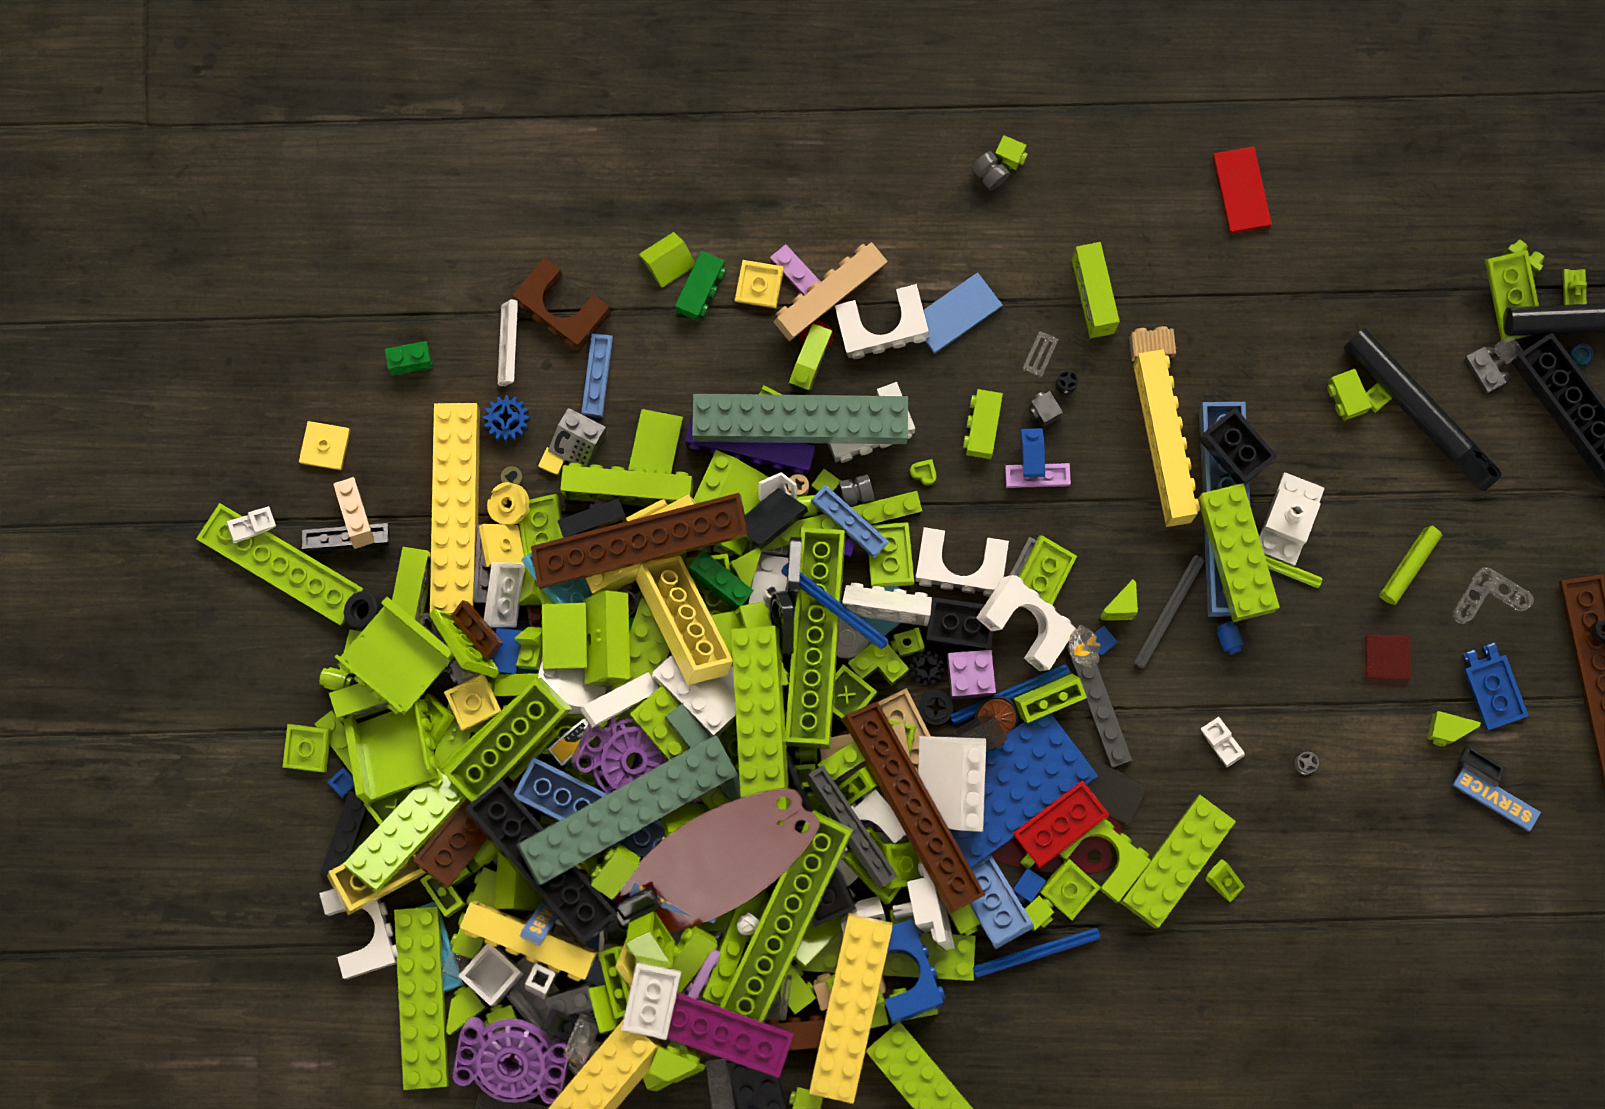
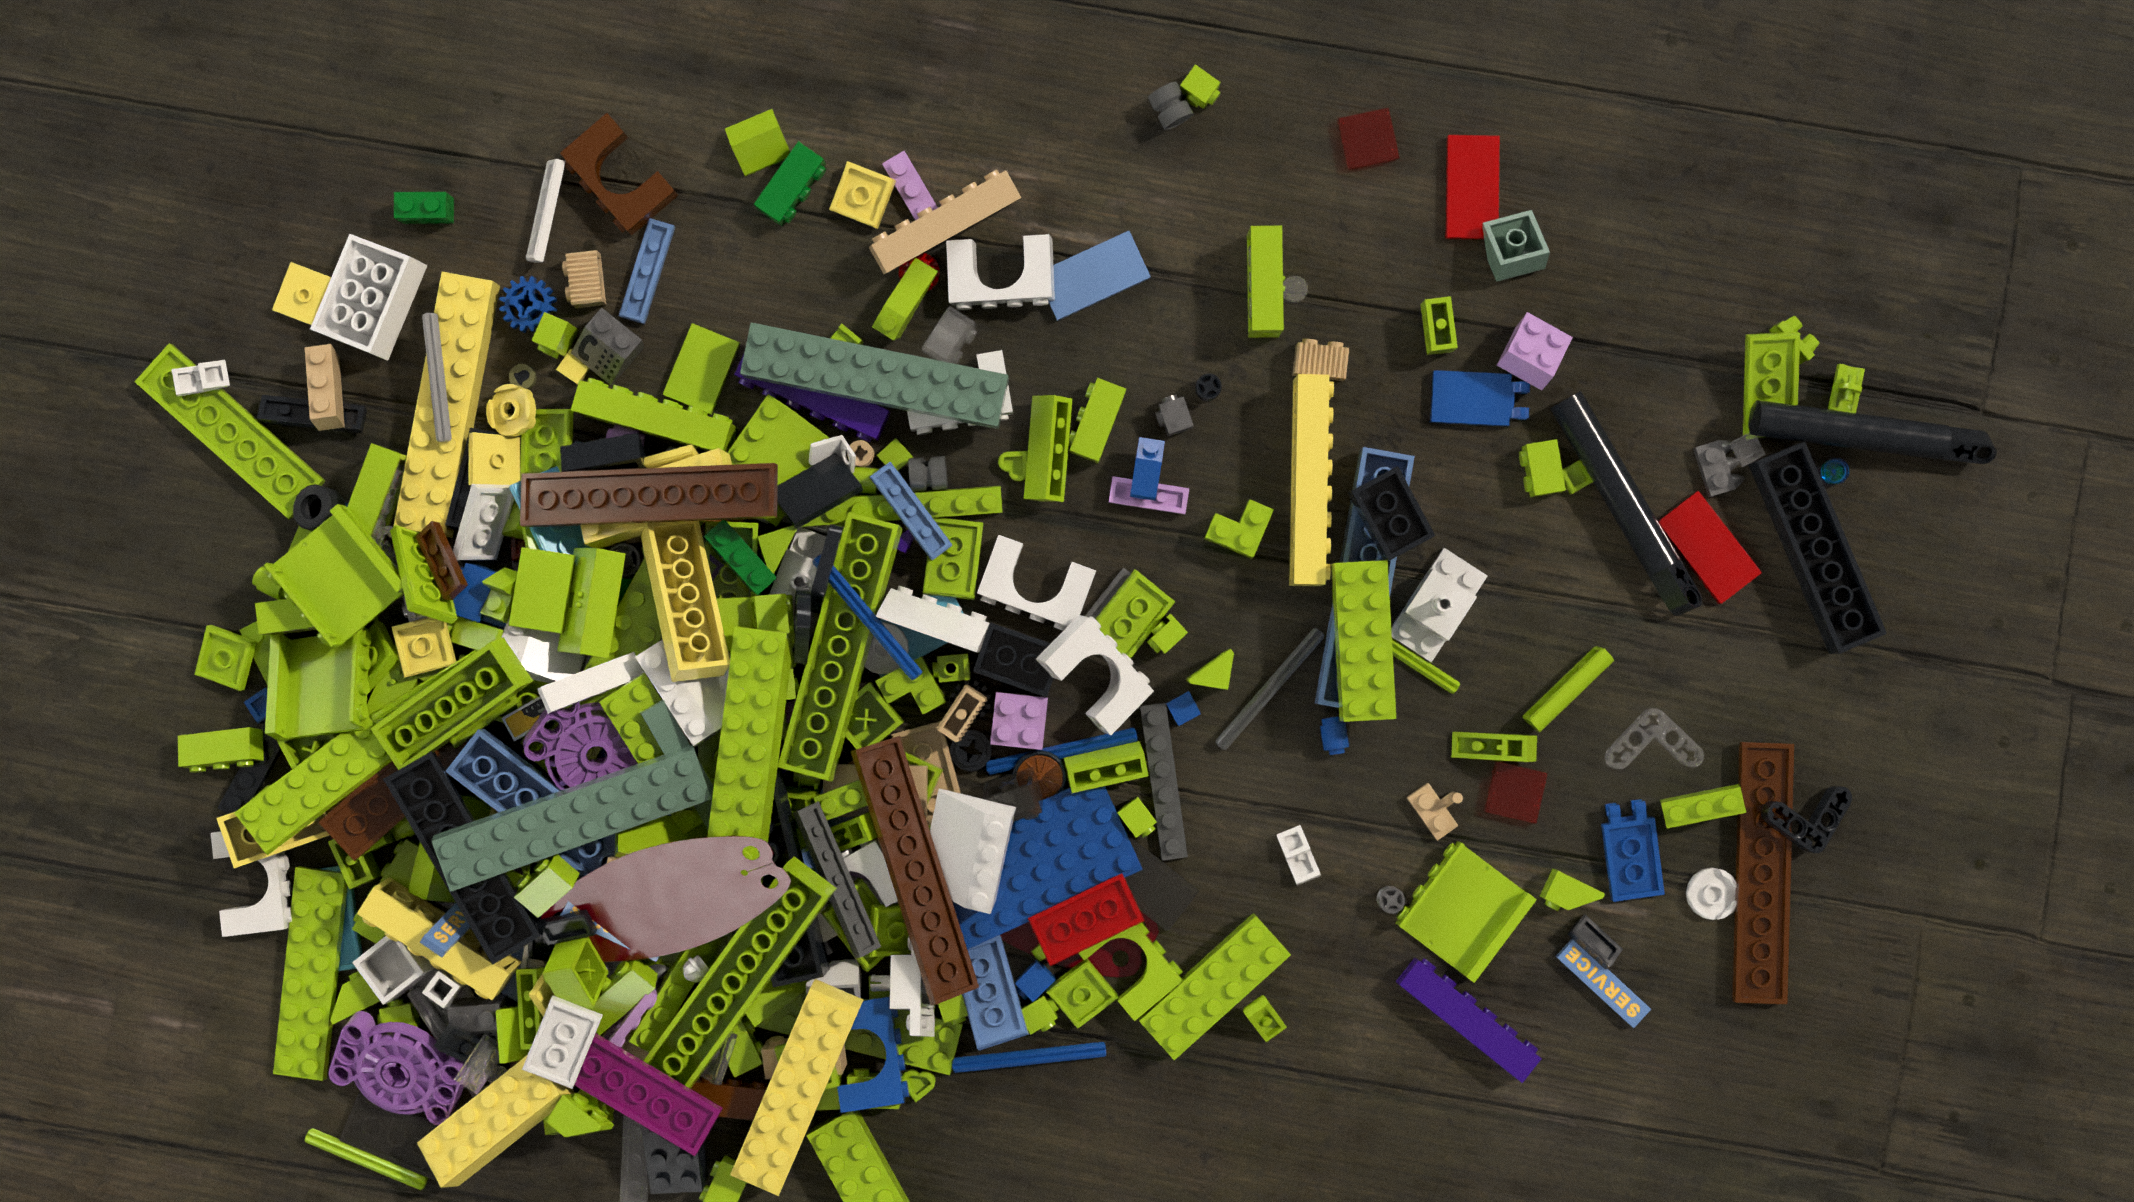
camera: 10 degrees right, 10 degrees up
(316, 822) = (220, 749): none -> lime brick
(376, 436) = (368, 296): none -> white slope
(446, 486) = (436, 377): none -> light grey axle
(454, 964) = (354, 944): clear tile -> none
(534, 437) = (554, 335): none -> lime brick
(549, 390) = (585, 279): none -> tan brick
(852, 378) = (949, 337): none -> clear brick
(924, 675) = (962, 713): none -> tan brick
(949, 452) = (1048, 448): none -> lime brick
(952, 993) = (918, 1083): none -> lime tile
(1033, 370) = (1171, 364): clear tile -> none
(1076, 583) = (1166, 635): none -> lime brick
(1083, 647) = (1158, 716): clear hair -> none
(1084, 735) = (1137, 817): none -> lime brick
(1117, 493) = (1241, 536): none -> lime brick
(1120, 293) = (1295, 289): none -> clear tile
(1151, 168) = (1368, 138): none -> clear red tile
(1240, 299) = (1438, 325): none -> lime brick
(1283, 351) = (1476, 398): none -> blue tile
(1286, 227) = (1515, 245): none -> sand green slope
(1321, 304) = (1534, 351): none -> lavender brick
(1324, 684) = (1434, 810): none -> tan plate
(1362, 622) = (1494, 746): none -> lime slope
(1368, 761) = (1465, 911): none -> lime panel
(1393, 849) = (1468, 1020): none -> dark purple brick
(1496, 433) = (1709, 547): none -> red tile
(1542, 636) = (1703, 806): none -> lime brick
(1567, 709) = (1712, 893): none -> white tile

